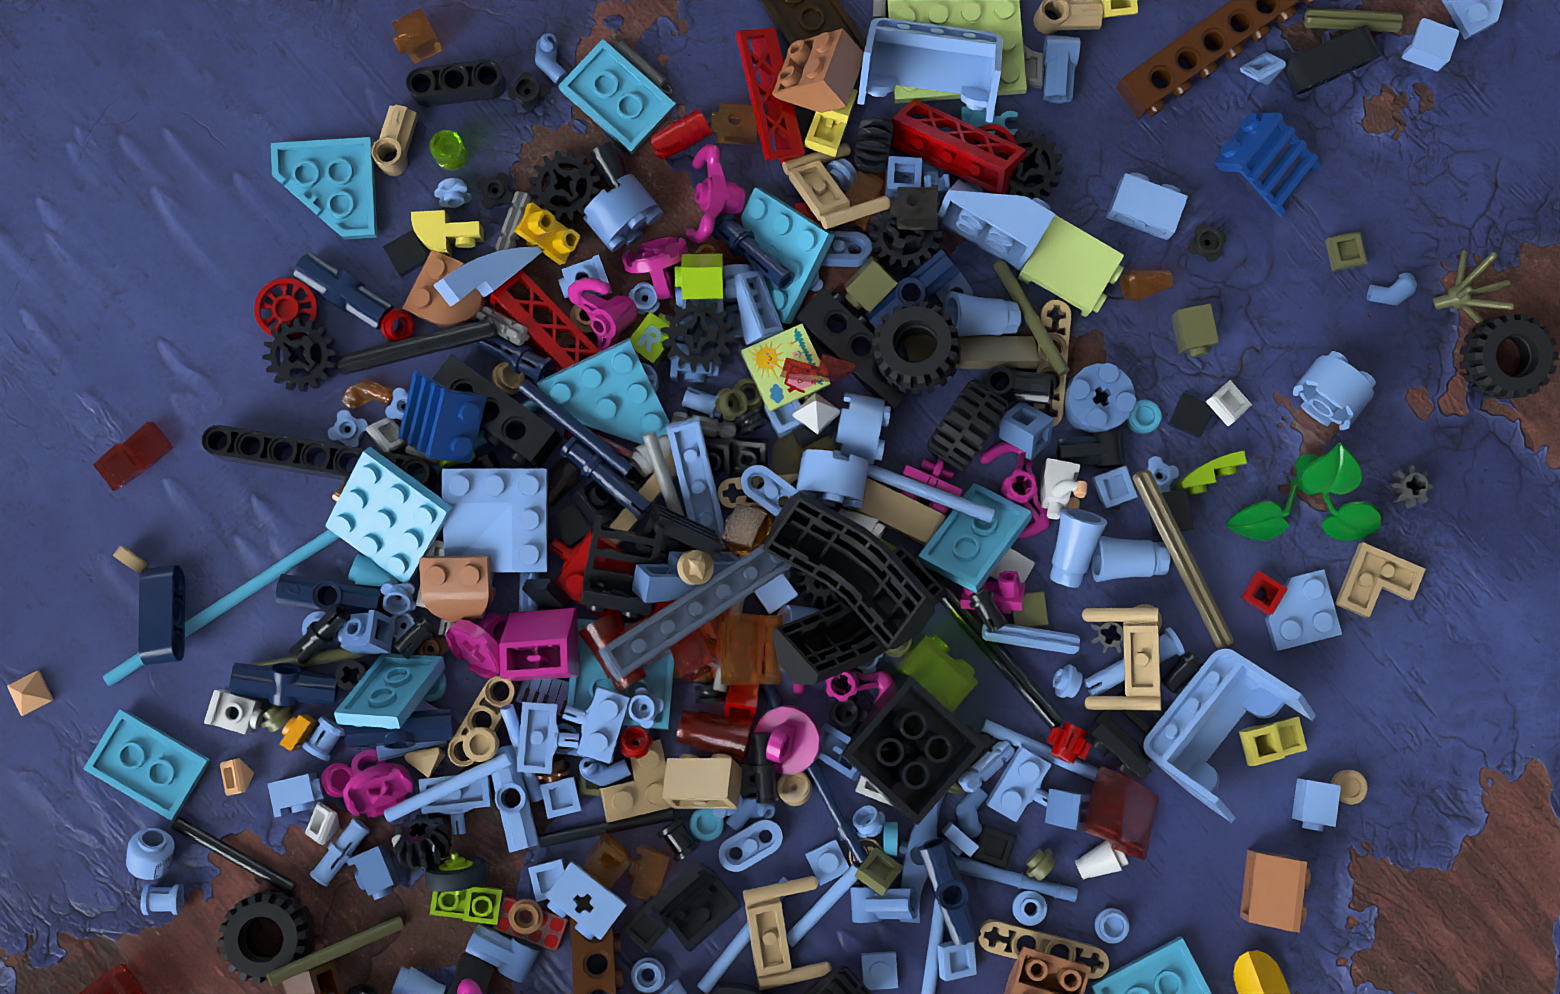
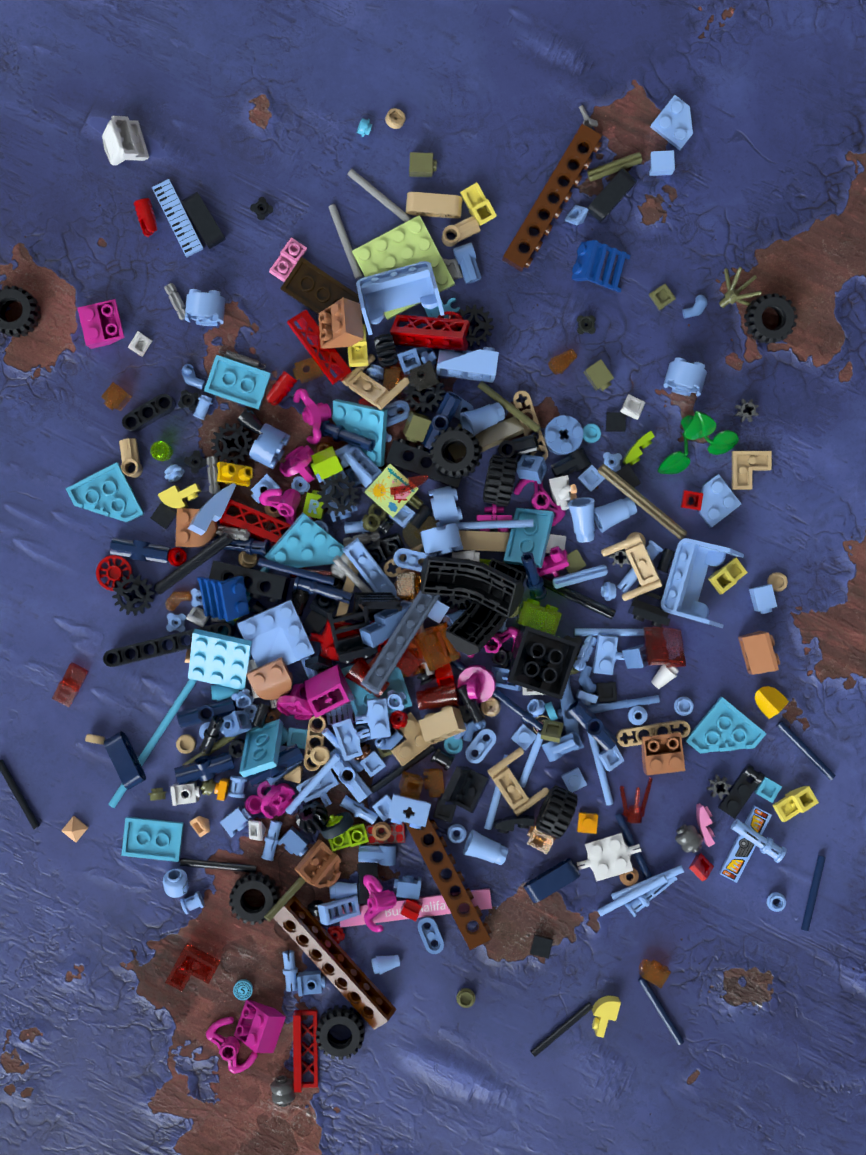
camera: 15 degrees left, 5 degrees up
(189, 694) = (157, 794): none -> olive plate
(274, 632) = (186, 743): none -> tan tile
(398, 930) = (319, 866): none -> nougat slope
(457, 698) = (297, 736): none -> medium azure plate
(505, 864) = (359, 810): none -> light blue pin
(545, 111) = (202, 407): none -> light blue pin
(695, 567) = (391, 618): tan tile -> none
(816, 413) = (418, 508): white slope -> none
(954, 611) = (534, 581): none -> dark blue pin
(987, 609) = (551, 573): black pin -> none
(1040, 863) = (633, 690): olive plate -> none
(1069, 743) = (622, 623): red gear -> none
(1073, 266) = (520, 369): yellowish green panel -> none
(1147, 205) = (545, 319): light blue brick -> none

